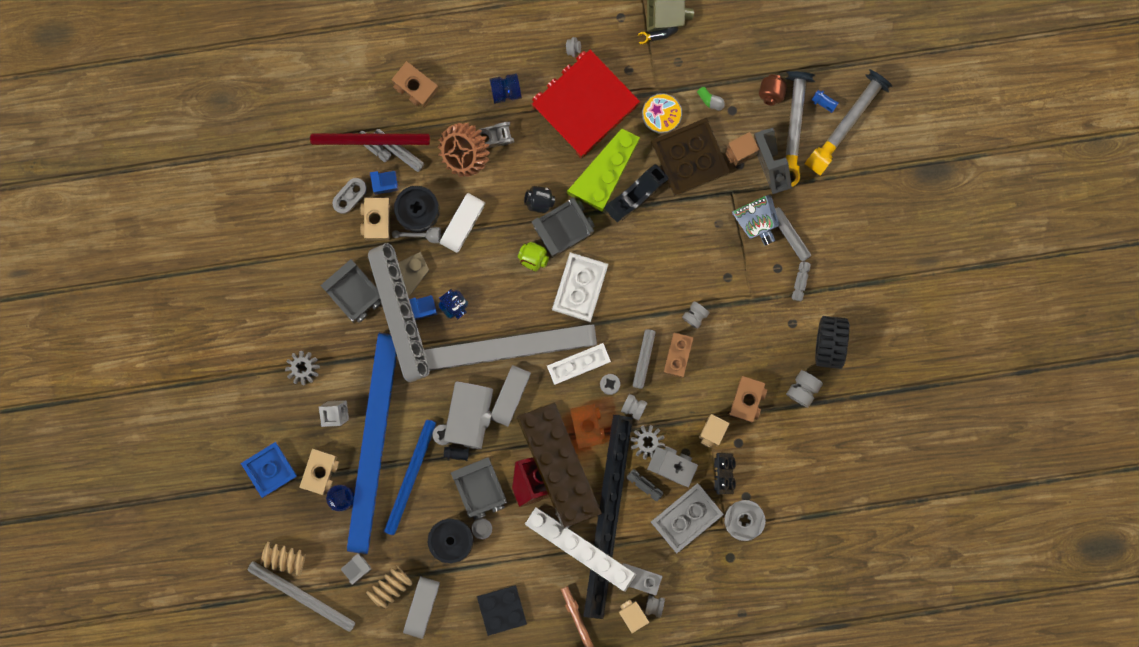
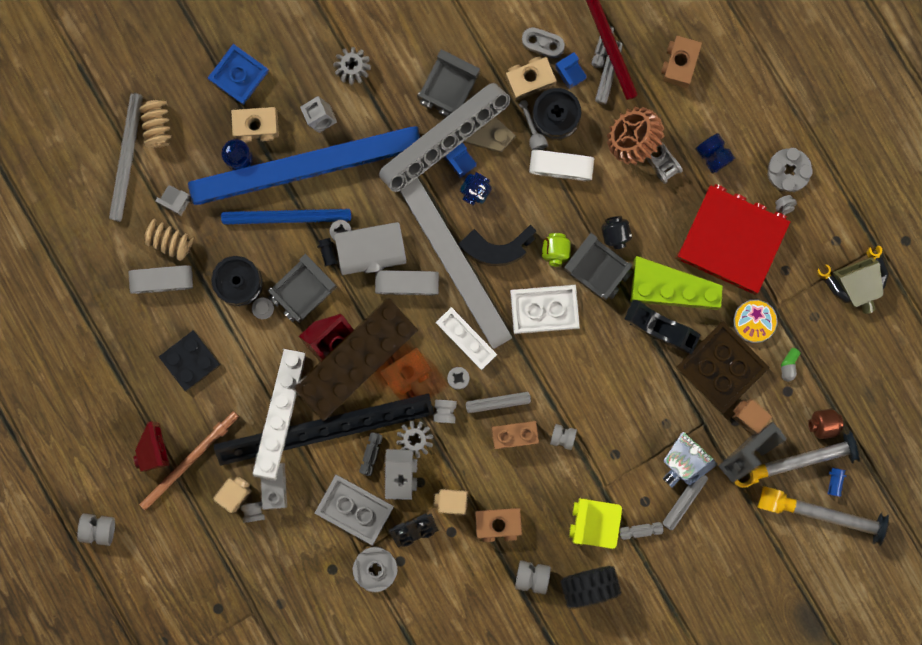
camera: 70 degrees right, 0 degrees up
(516, 312) = (496, 255): none -> black arch
(537, 40) = (794, 158): none -> light grey plate
(780, 317) = (596, 523): none -> neon yellow bracket

